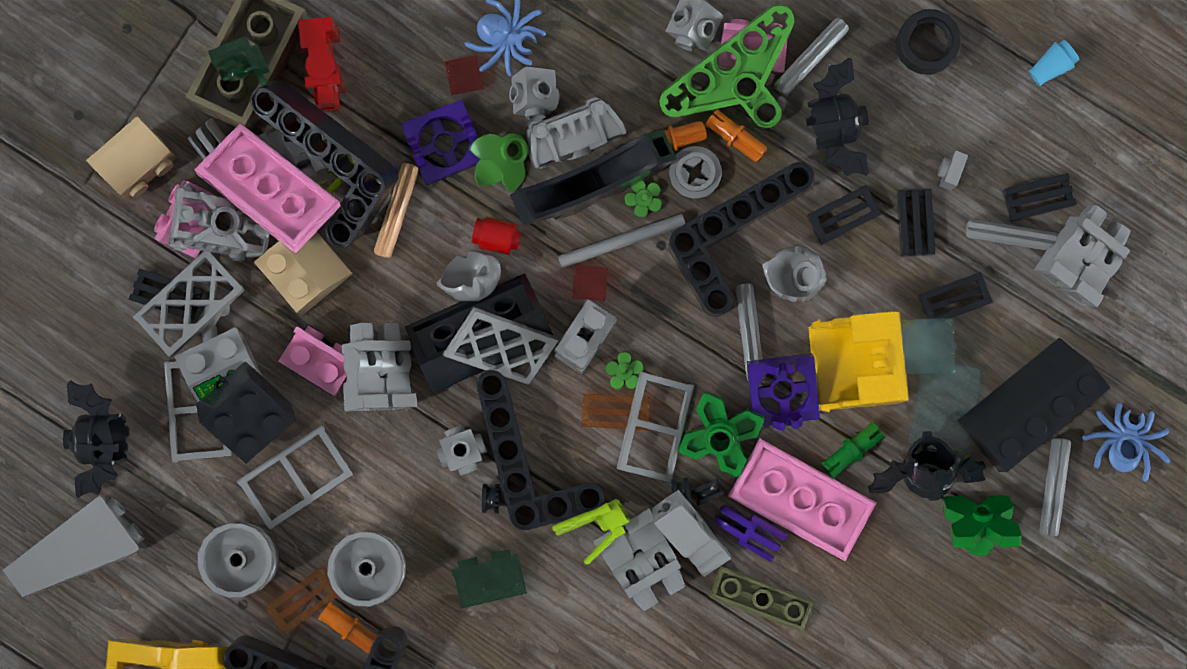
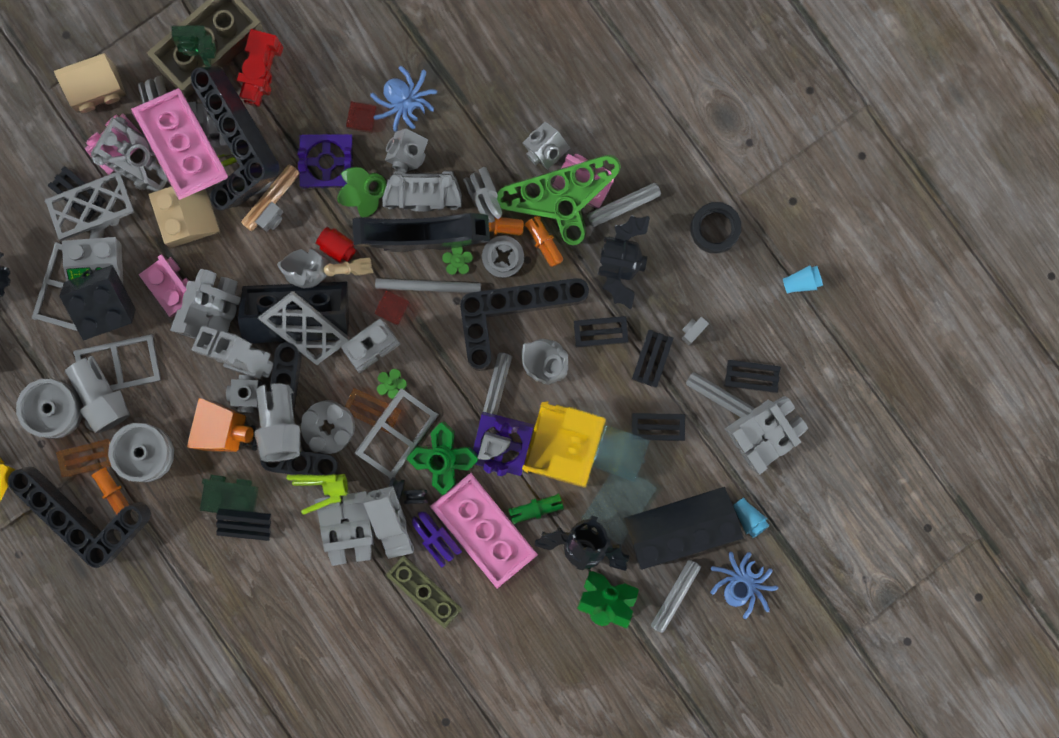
camera: 20 degrees right, 0 degrees up
(298, 530) = (102, 406): none -> light grey piece
(406, 233) = (270, 217): none -> light grey plate
(429, 407) = (232, 352): none -> light grey hips
(446, 503) = (218, 428): none -> orange torso
(521, 608) = (245, 526): none -> black tile
(523, 482) = (278, 435): none -> light grey piece
(529, 251) = (357, 267): none -> tan piece
(570, 470) = (334, 413): none -> light grey plate
(646, 109) = (484, 194): none -> light grey arm
(775, 396) = (493, 446): none -> light grey tile
(1108, 363) = (750, 518): none -> medium azure cone

